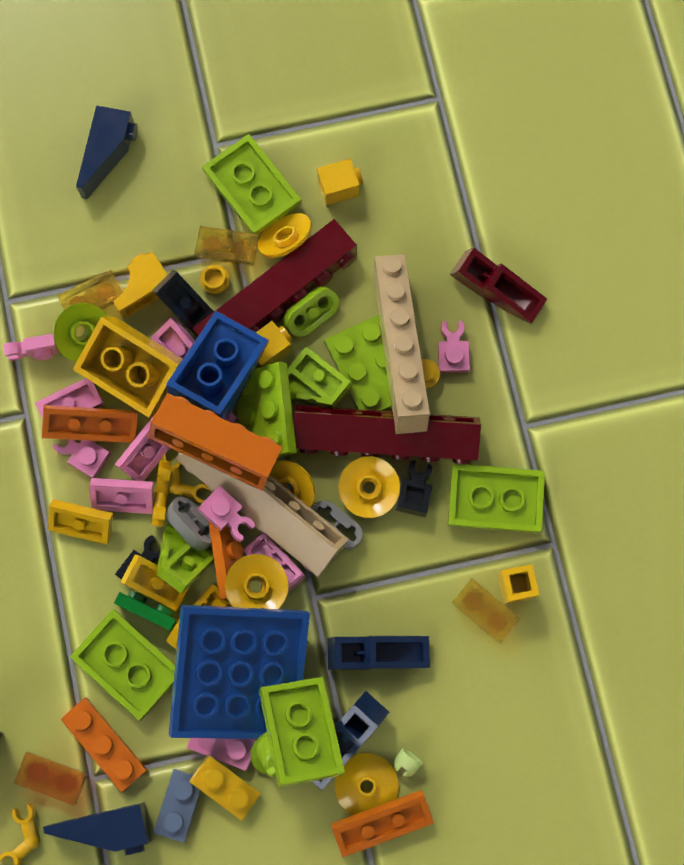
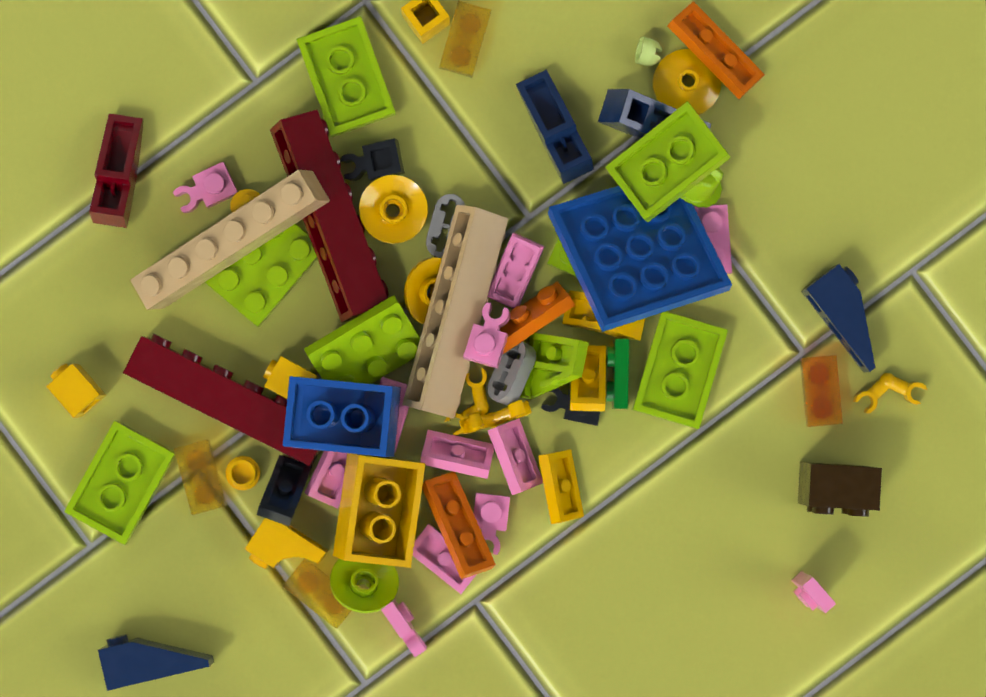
camera: 115 degrees left, 10 degrees up
(104, 744) = (765, 355): orange plate -> none
(177, 807) = (788, 254): sand blue plate -> none
(214, 441) = (422, 378): orange brick -> none
(224, 787) = (752, 217): yellow plate -> none
(261, 569) = (540, 257): yellow dish -> none
(285, 235) = (163, 418): yellow dish -> none
(310, 312) = (233, 353): lime plate -> none
(316, 381) = (306, 313): lime wing -> none

